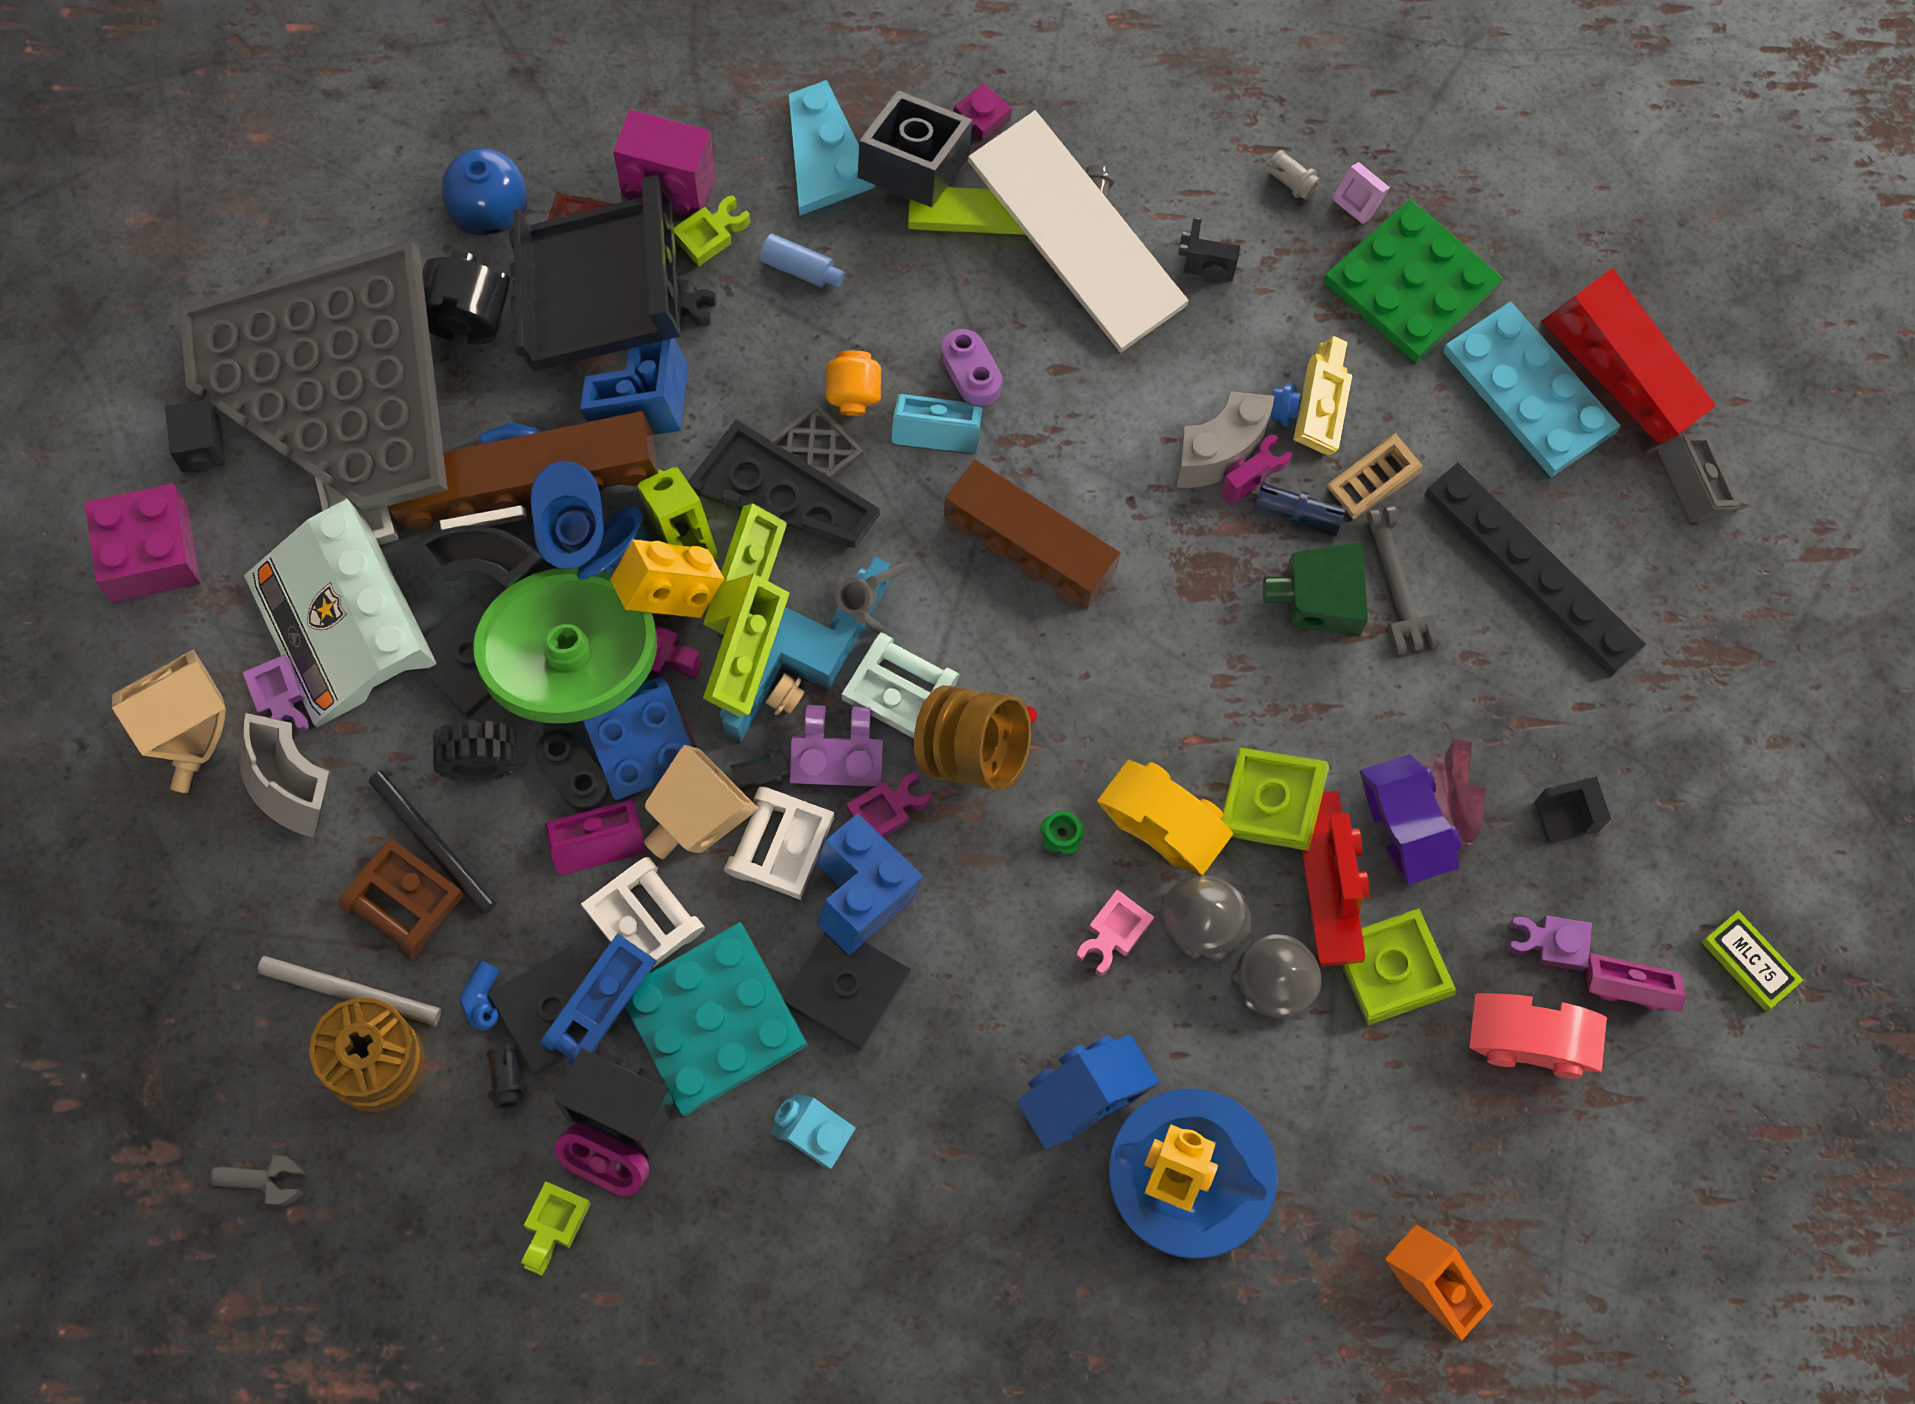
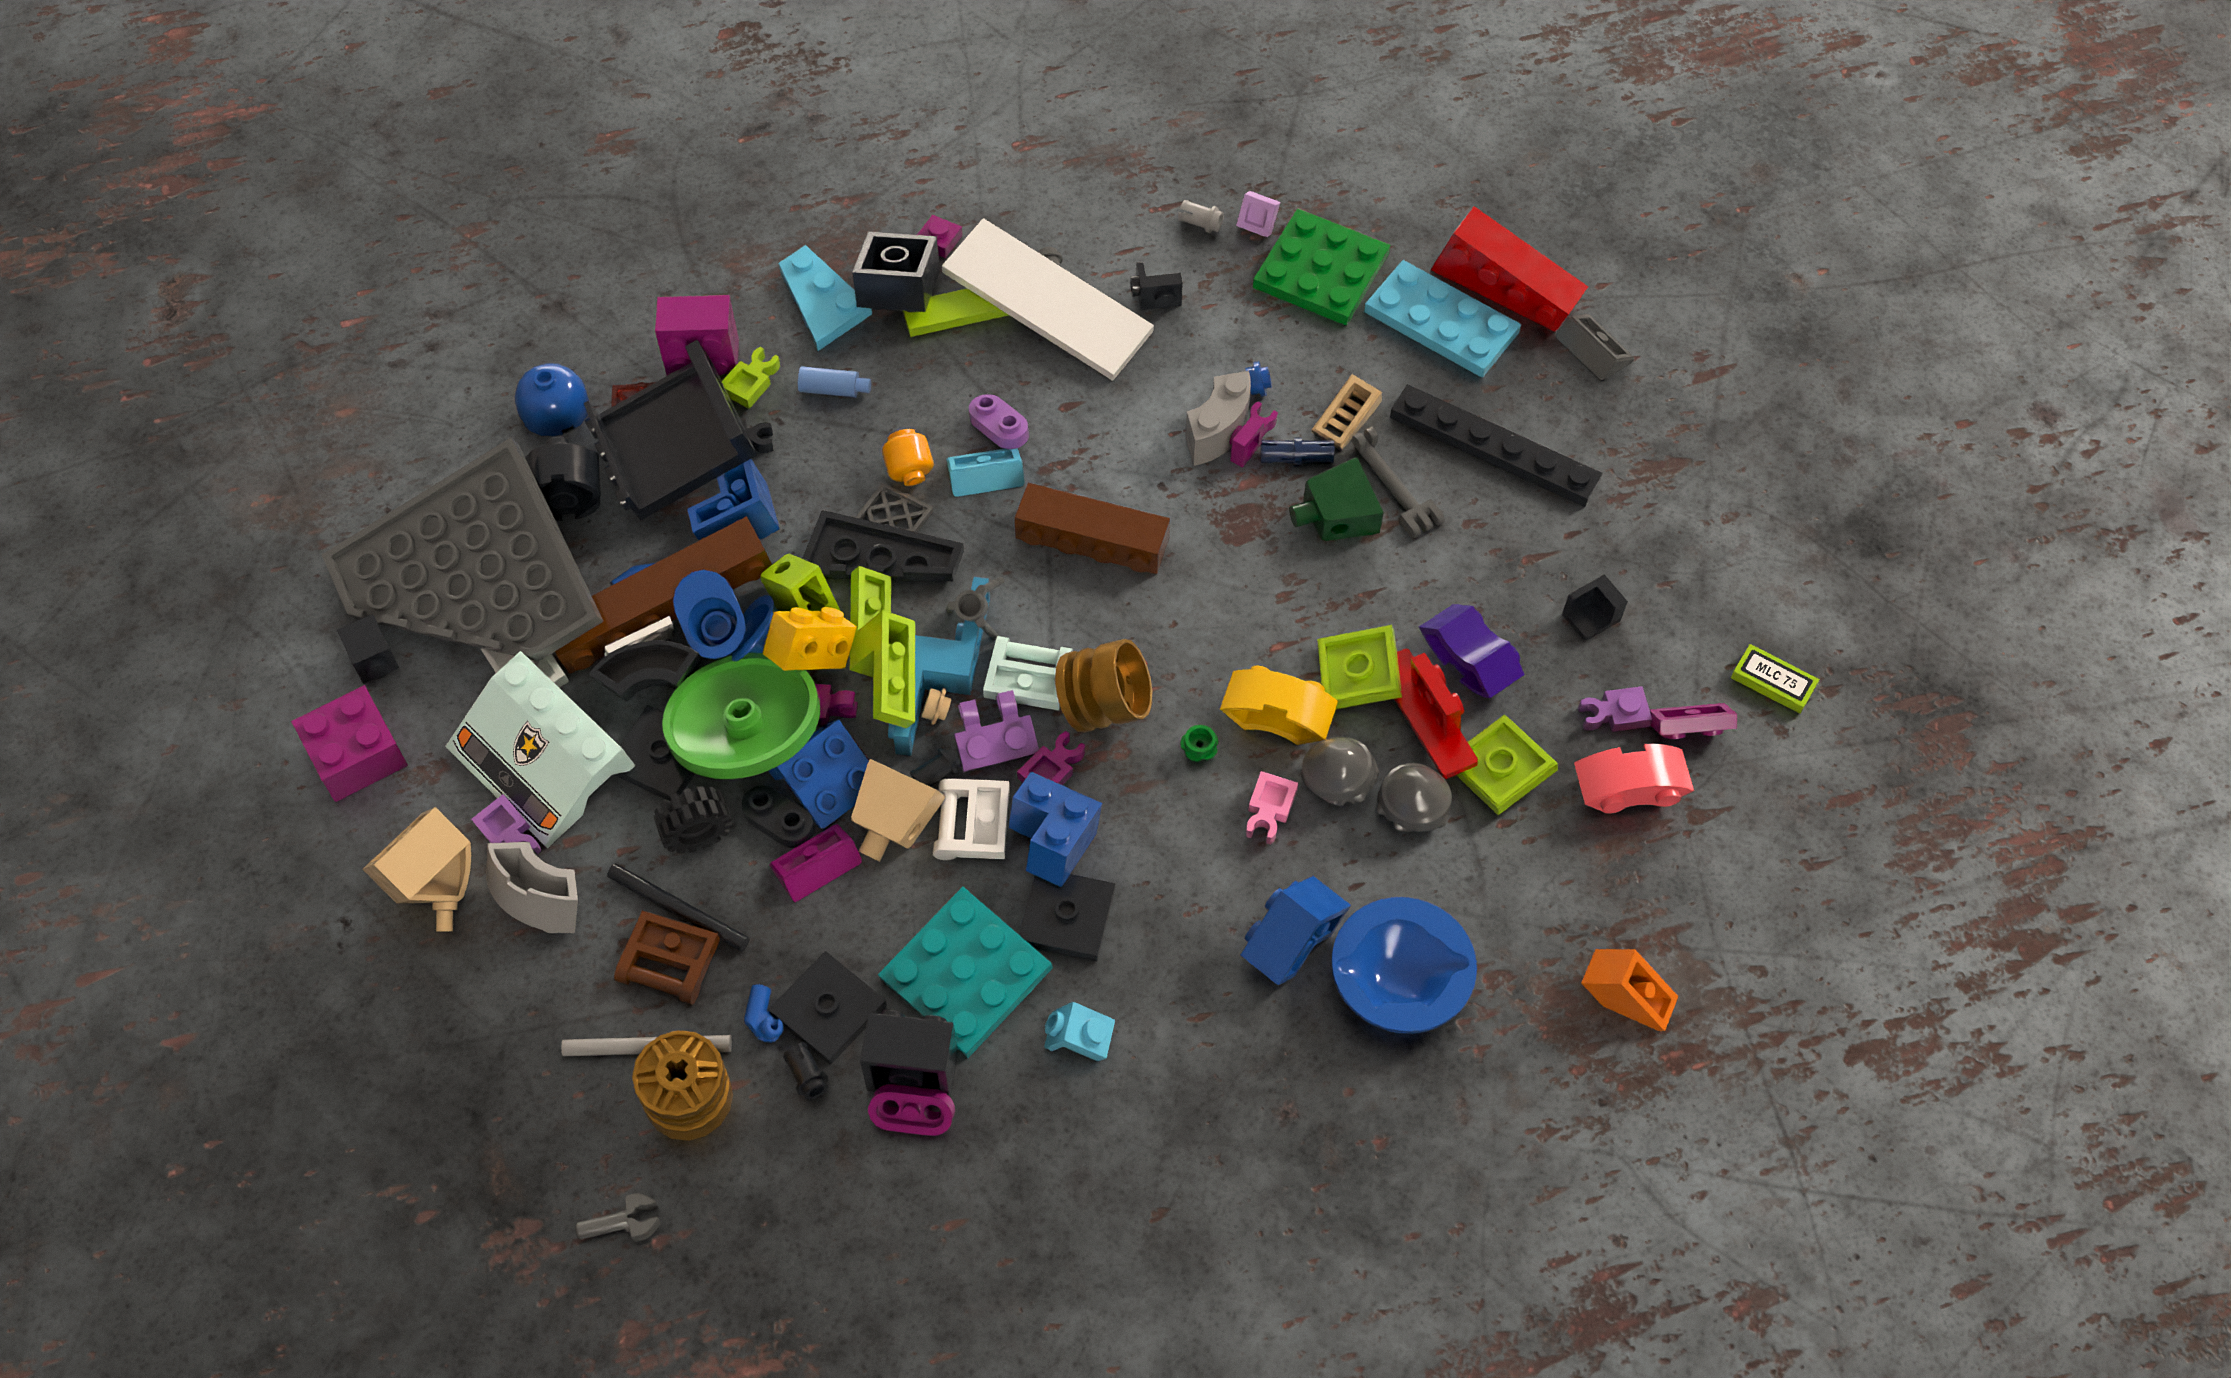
camera: 15 degrees left, 10 degrees down
(554, 1220) = (887, 1171): lime plate -> none
(600, 997) = (866, 978): blue plate -> none
(618, 911) = (872, 921): white plate -> none
(1180, 1167) = (1393, 957): yellow brick -> none
(1324, 398) = (1286, 367): light yellow hinge -> none
(1463, 800) = (1504, 622): clear pink slope -> none

